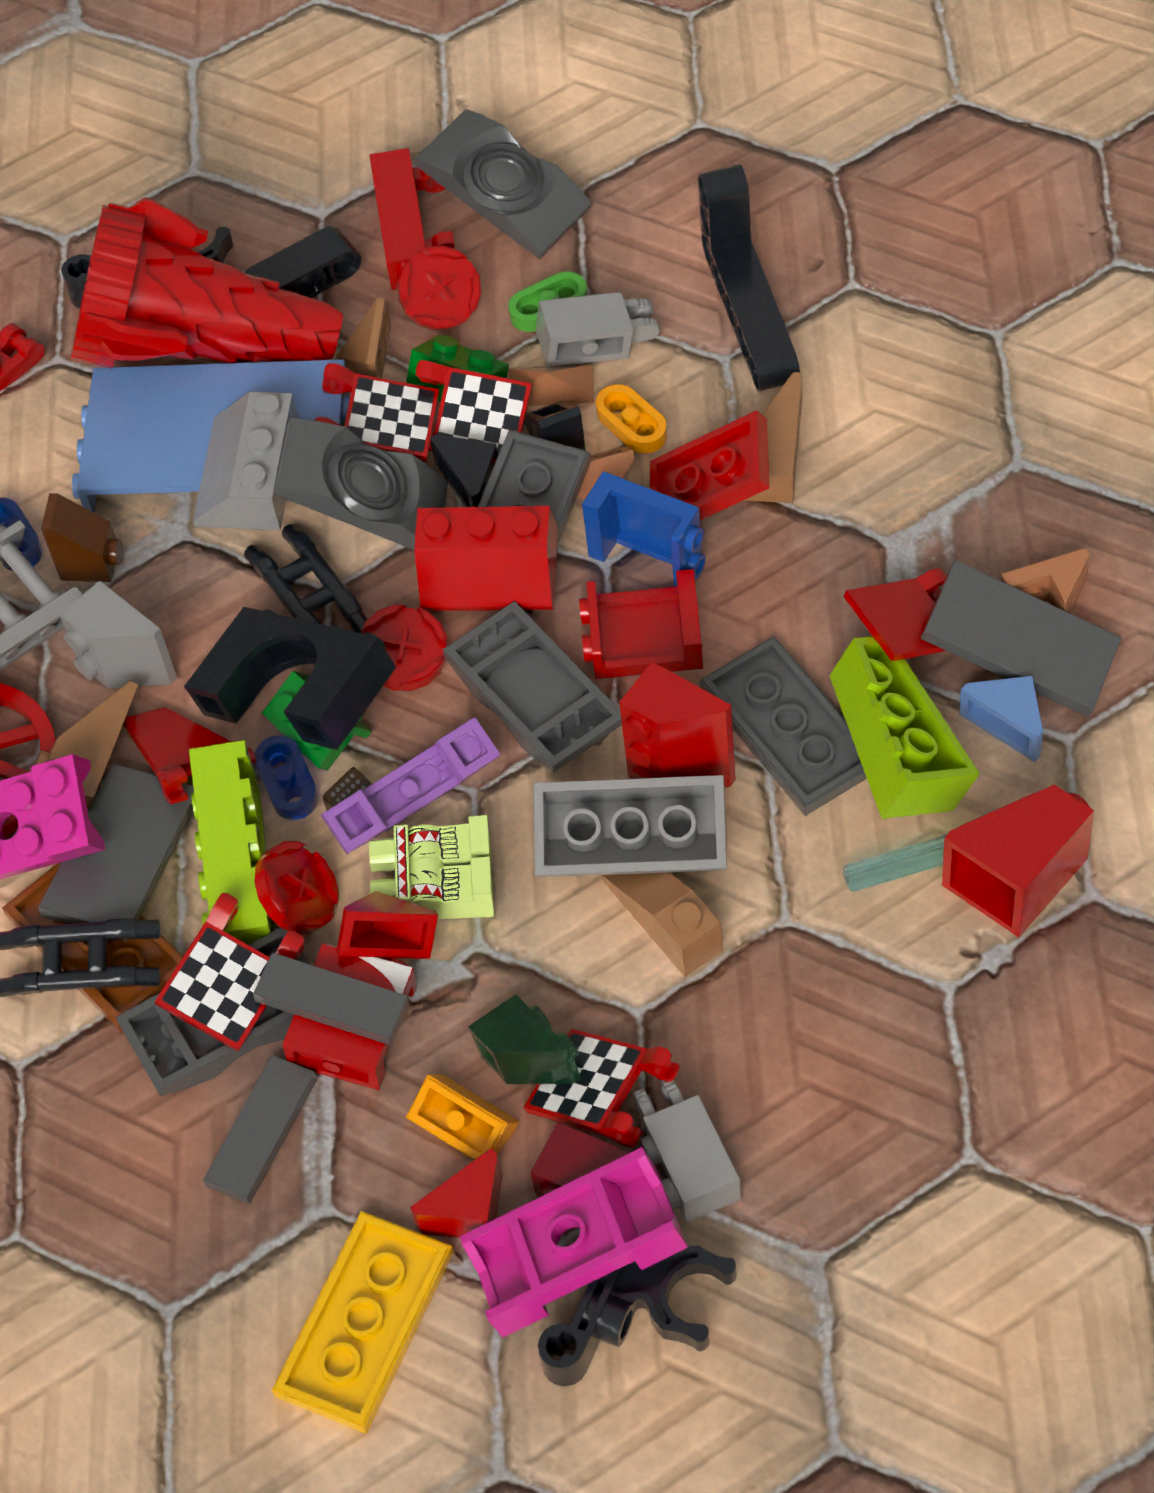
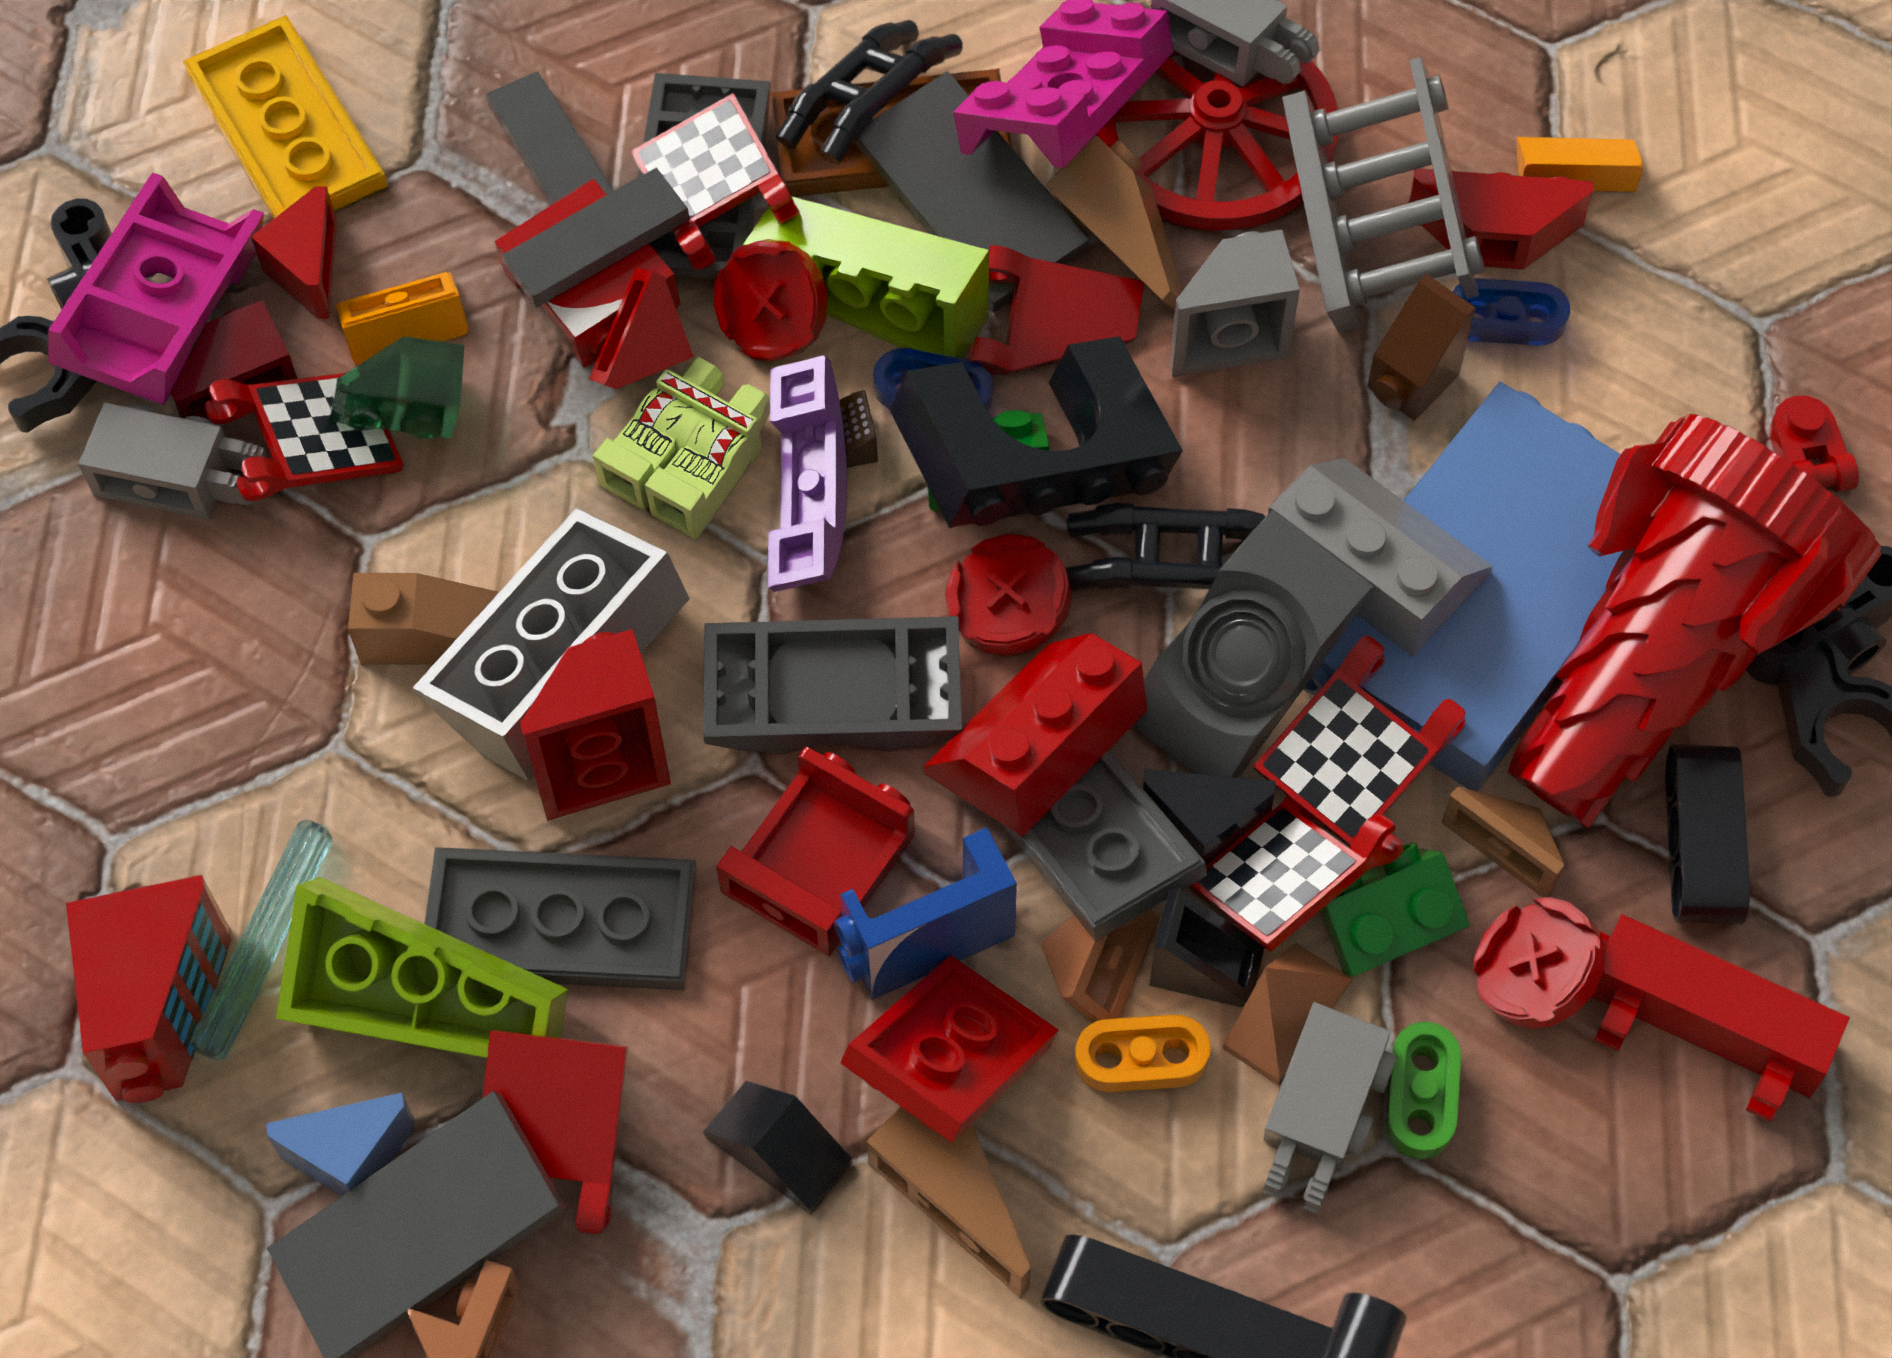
camera: 120 degrees right, 5 degrees up
(504, 181) = (1682, 1164): dark grey slope -> none
(822, 542) = (780, 1143): none -> black slope

